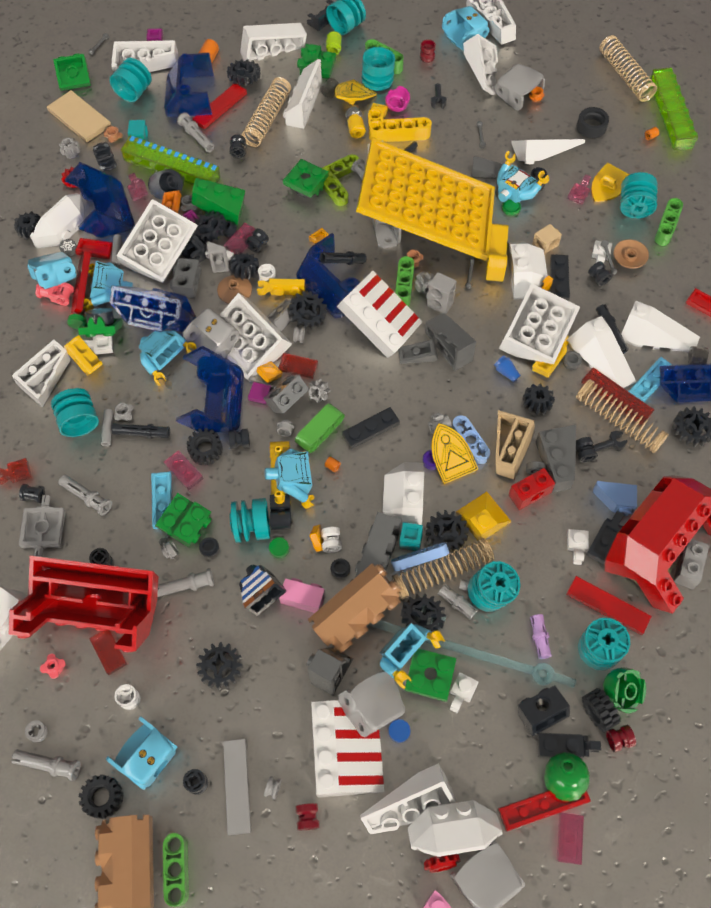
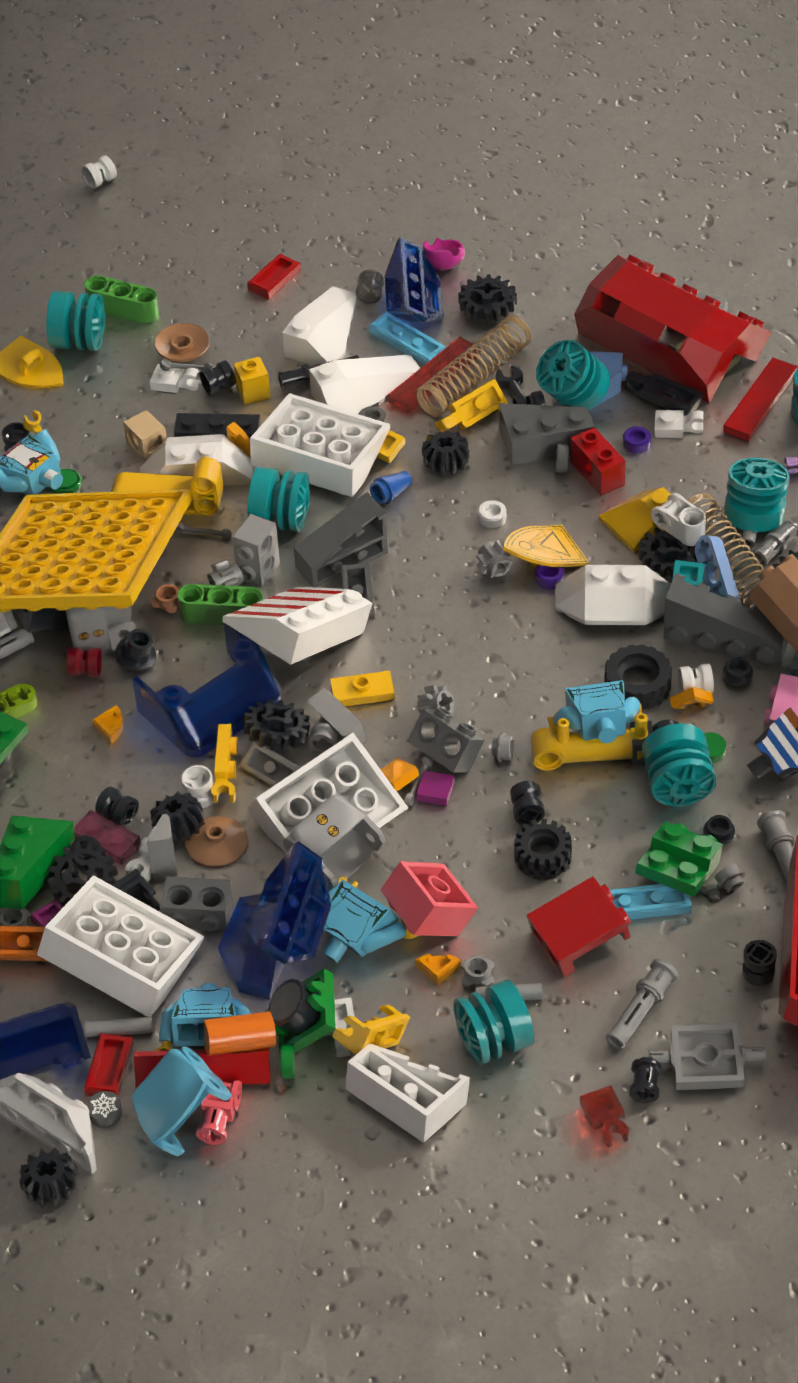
camera: 90 degrees left, 15 degrees down
(84, 292) = (239, 1033): none -> orange brick
(132, 393) = (438, 967): none -> light orange tile
(139, 461) = (578, 923): none -> red panel
(141, 430) = (516, 911): black pin -> none
(163, 381) = (428, 899): none -> coral brick
(183, 470) = (596, 862): clear pink plate -> none
(223, 392) = (450, 837): clear blue windscreen -> none
(298, 365) = (383, 738): clear red tile -> none
(312, 340) = (337, 715): none -> light grey slope
(319, 428) = (503, 703): bright green beam -> none
(332, 464) = (566, 681): orange piece -> none
(333, 491) = (645, 659): none -> black tyre
(339, 356) = (363, 688): none -> yellow plate
(348, 258) = (176, 671): black pin -> none
(362, 222) = (84, 662): none -> dark red wheel
(370, 244) = (136, 651): none -> black piece
(370, 428) = (497, 646): black plate -> none
(463, 528) = (682, 519): none -> white piece
(471, 431) = (530, 517): light blue beam -> none
(484, 303) = (284, 499): none -> teal wheel
(487, 427) = (492, 514): none -> white tile
(512, 442) = (527, 477): tan wedge -> none
(561, 519) = (637, 439): none -> dark purple tile
(580, 192) = (44, 398): clear pink plate -> none
(583, 416) = (473, 407): none -> yellow plate
(597, 290) = (252, 380): none -> yellow brick
(604, 470) = (572, 375): none -> teal wheel

